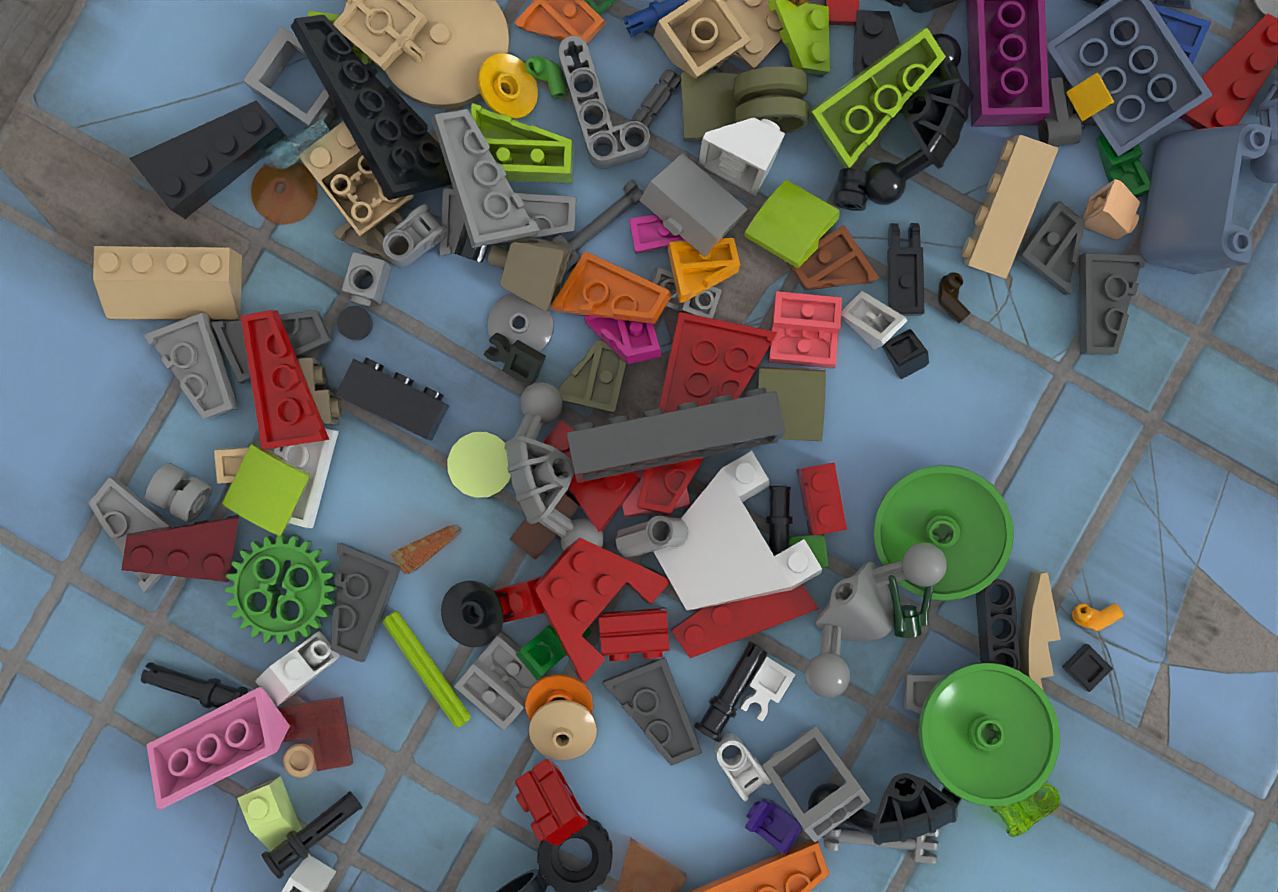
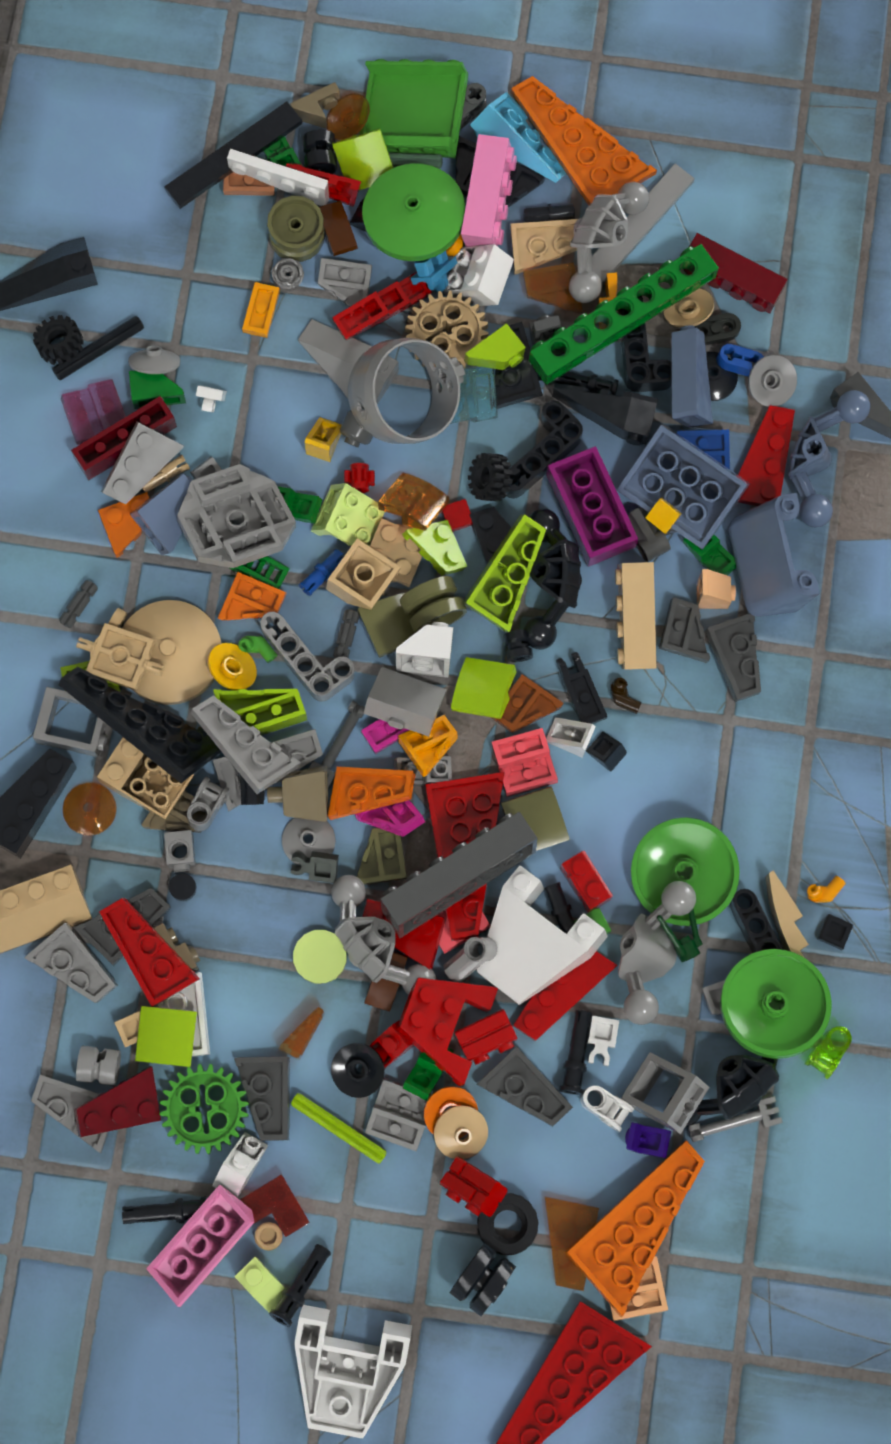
camera: 25 degrees left, 10 degrees down
(285, 151) = (87, 774): clear light blue wing -> none
(393, 398) = (235, 931): black brick -> none

